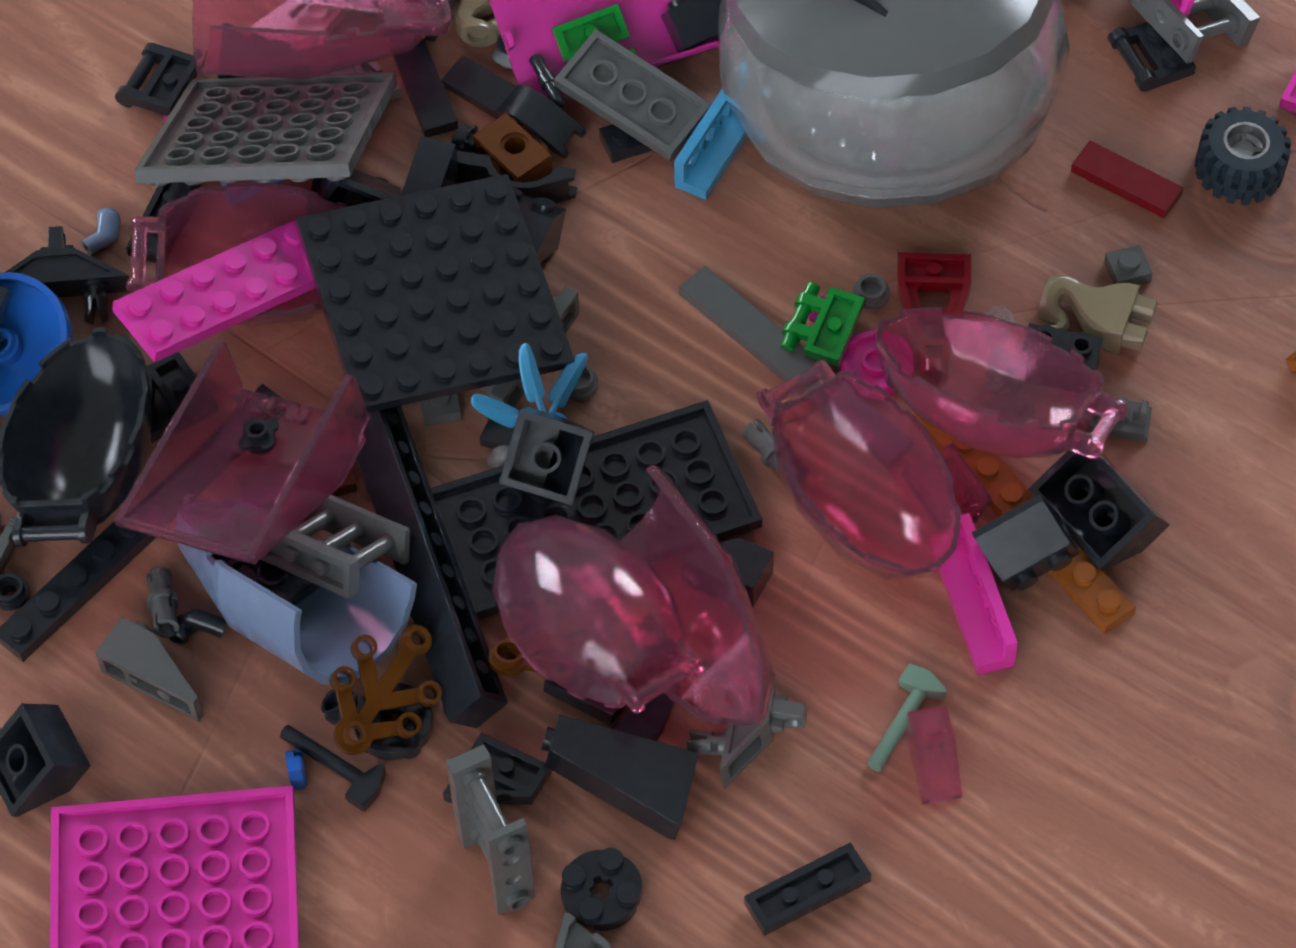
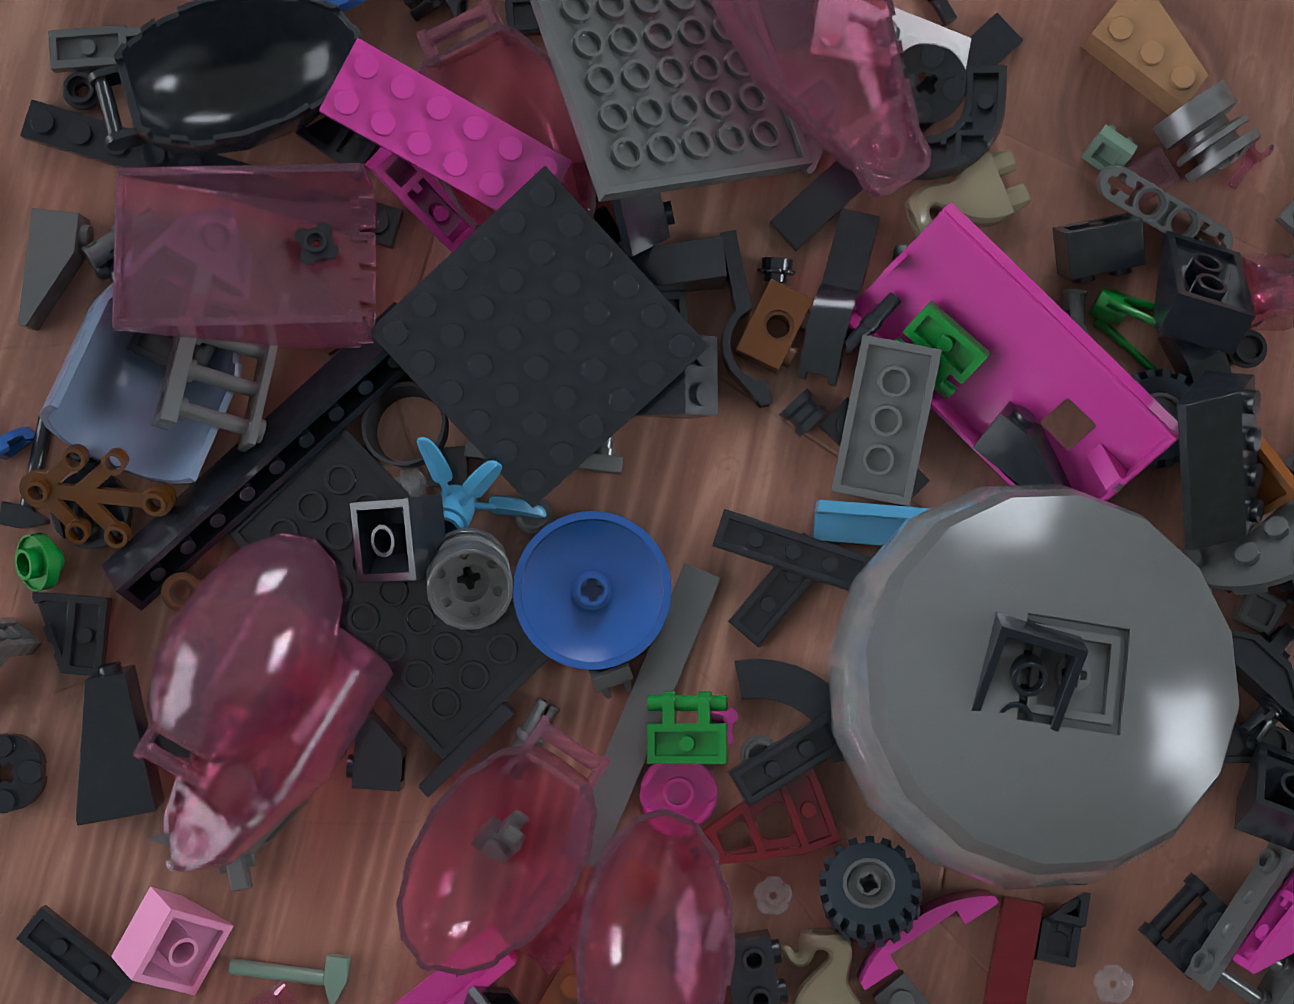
camera: 65 degrees right, 30 degrees up
(268, 358) = (422, 197): none -> dark pink slope
(418, 777) = (38, 561): none -> green plate
(436, 416) = (374, 412): none -> black tyre
(596, 160) = (803, 413): none -> black wheel
(618, 408) = (472, 599): none -> flat silver wheel
(668, 352) = (592, 590): none -> blue dish
(708, 205) = (788, 550): none -> black tile
(736, 232) = (769, 604): none -> black tile
(745, 368) = (607, 678): none -> dark grey tile
(772, 519) = (467, 748): none -> black tile
(825, 799) = (171, 942): none -> bright pink slope
(839, 238) = (784, 684): none -> black tile
(853, 492) = (500, 838): none -> dark grey plate
(882, 264) = (785, 759): none -> black tile
(1022, 238) = (876, 907): none -> black wheel
(1082, 260) = (967, 906): none -> dark pink slope
(1119, 138) = (1061, 932): none -> black slope
(1178, 117) = (1123, 984): none -> clear plate

